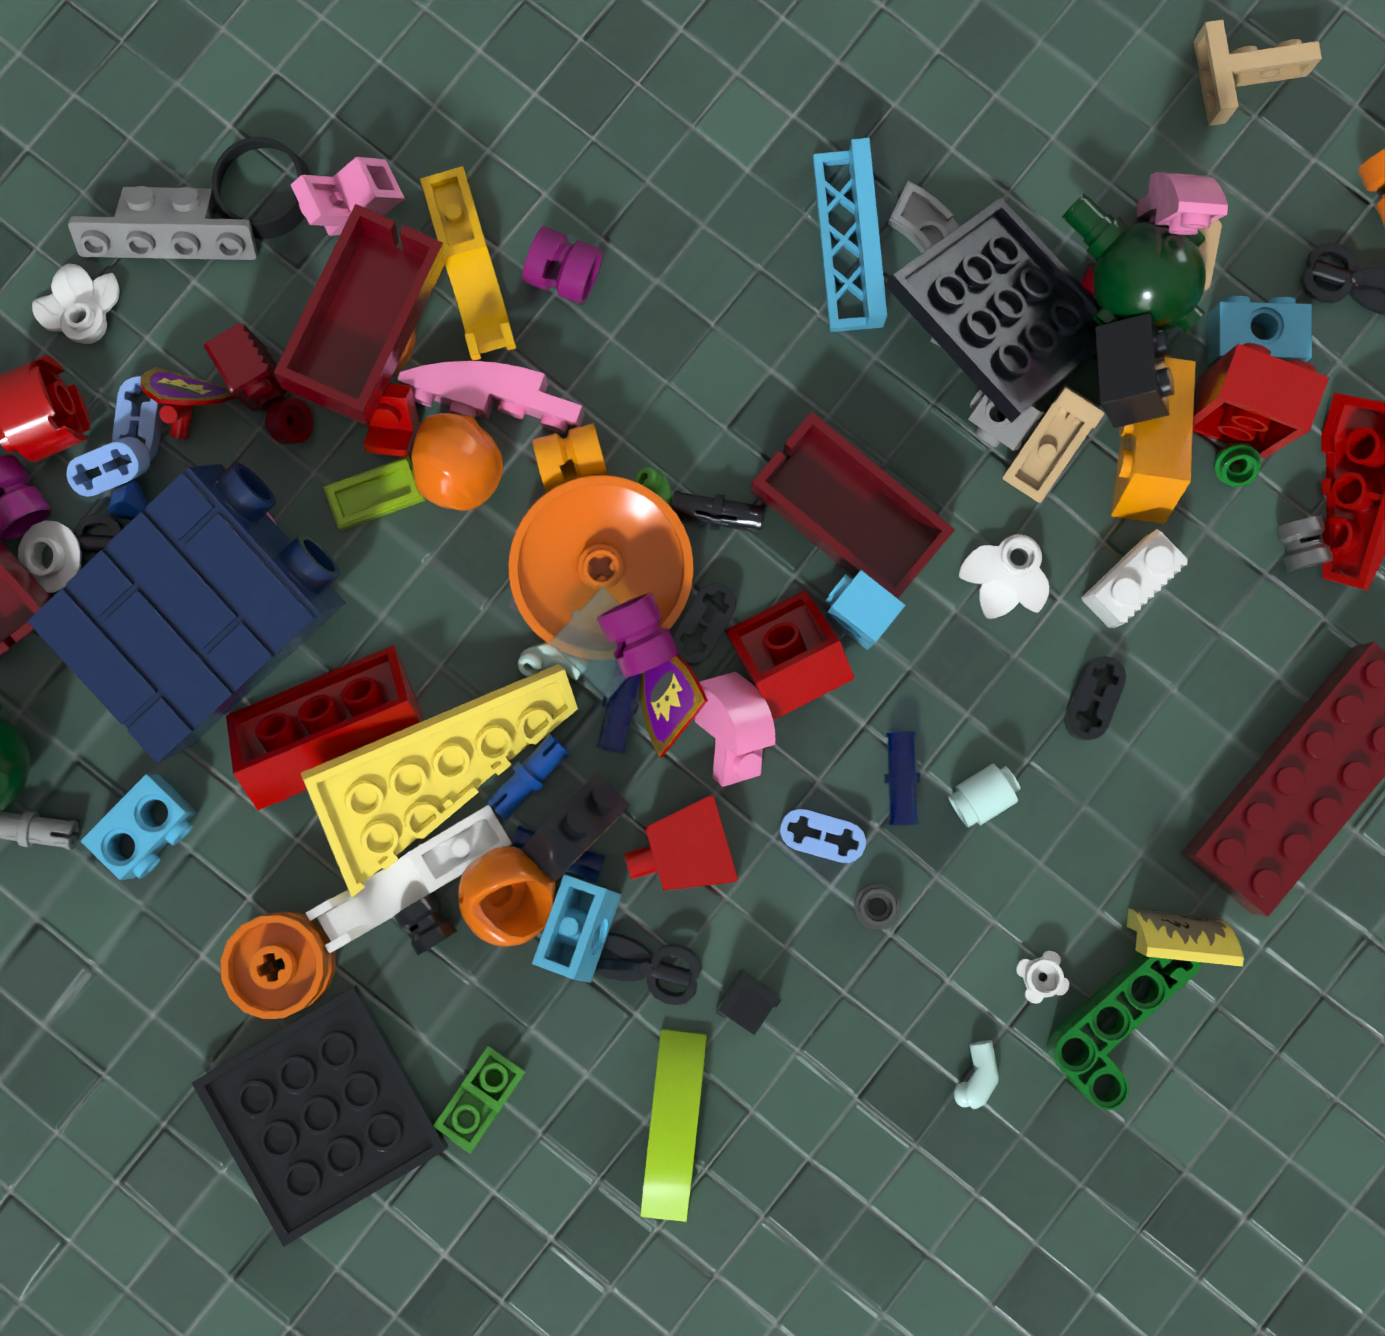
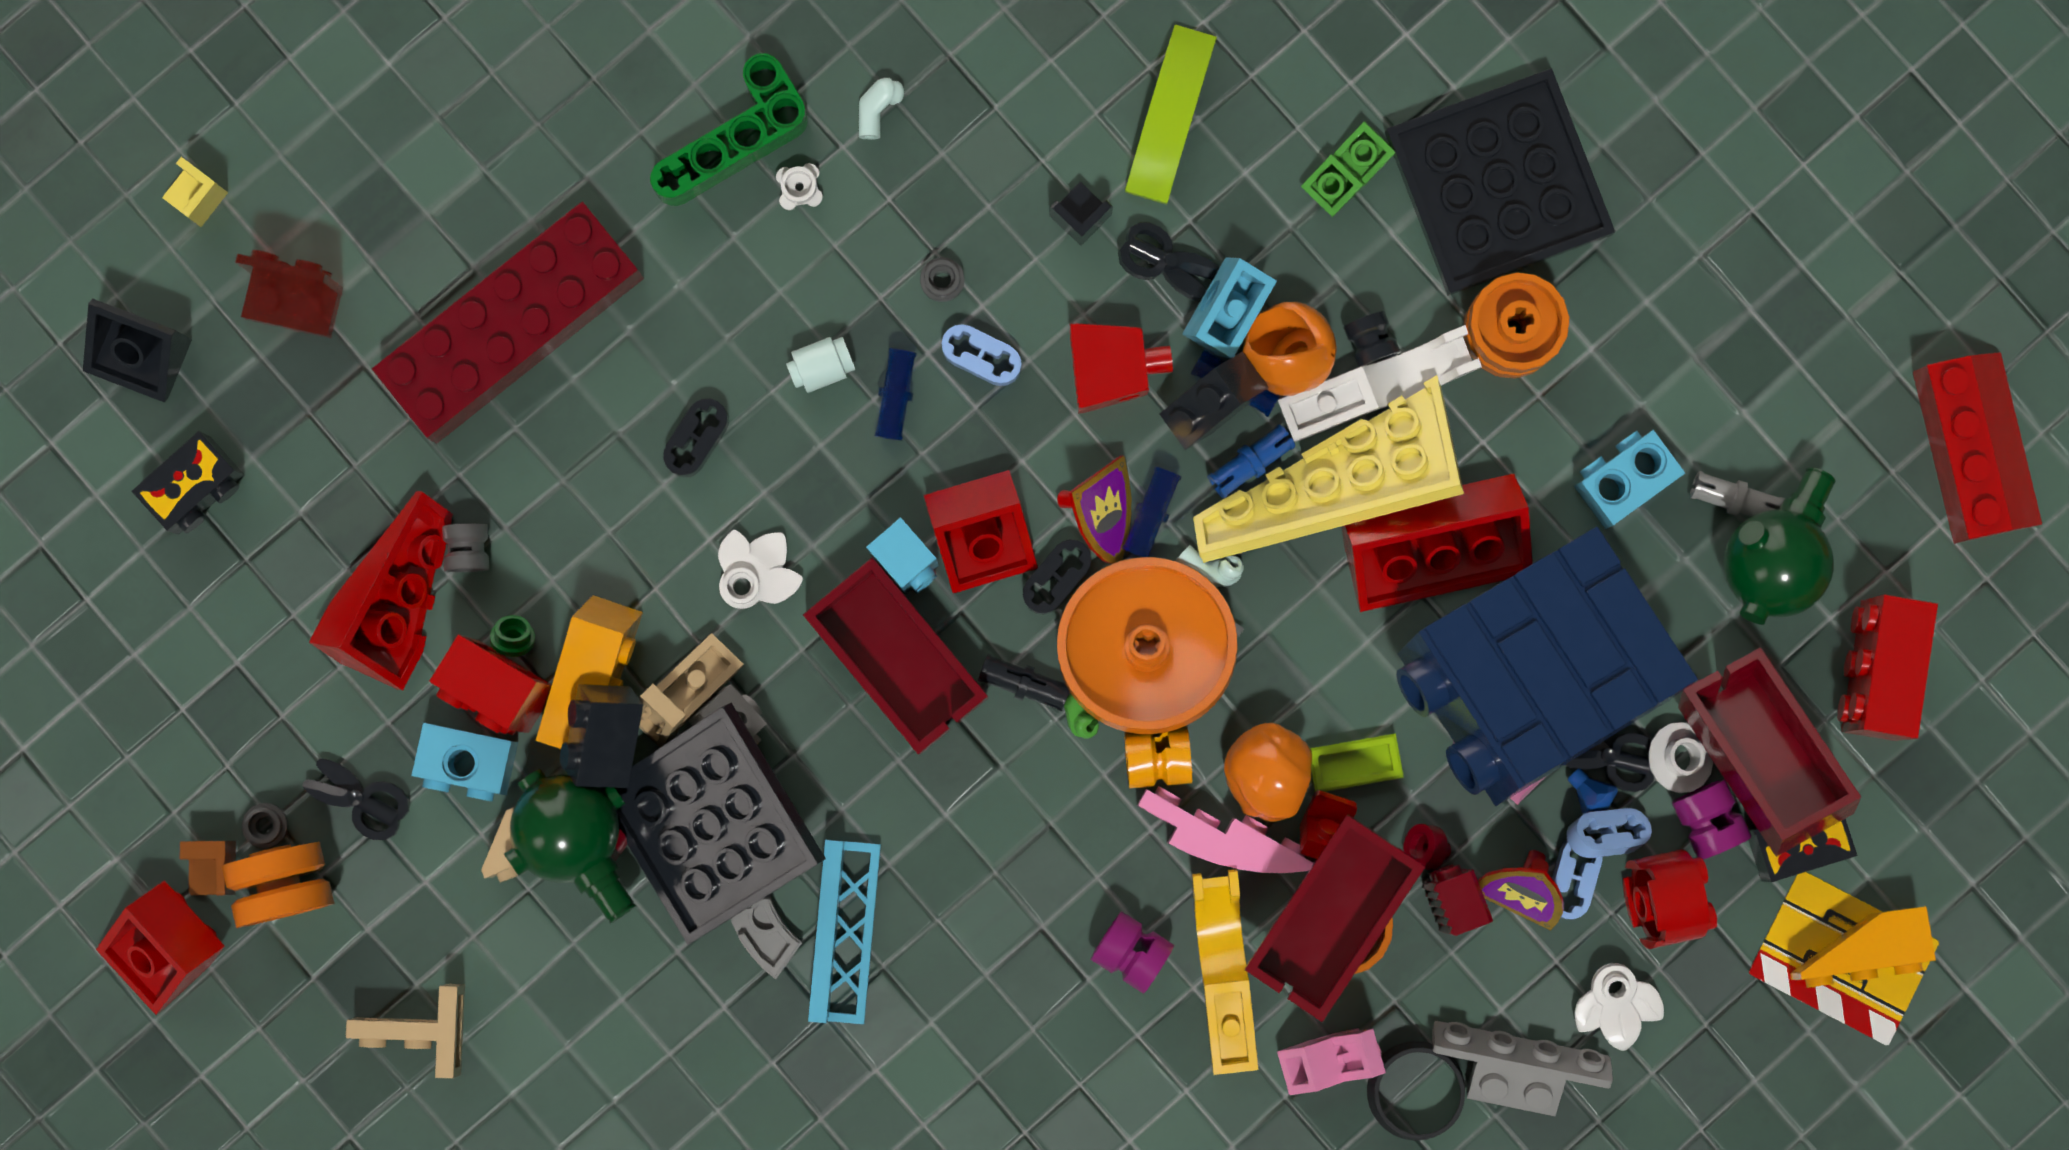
camera: 175 degrees left, 0 degrees up
(586, 647) = (1156, 571): clear light blue piece -> none
(638, 635) = (1125, 575): magenta wheel -> none
(739, 723) = (1042, 470): bright pink brick -> none
(1134, 579) = (636, 542): white brick -> none
(1182, 202) = (522, 886): bright pink slope -> none
(1185, 937) = (662, 197): light yellow slope -> none

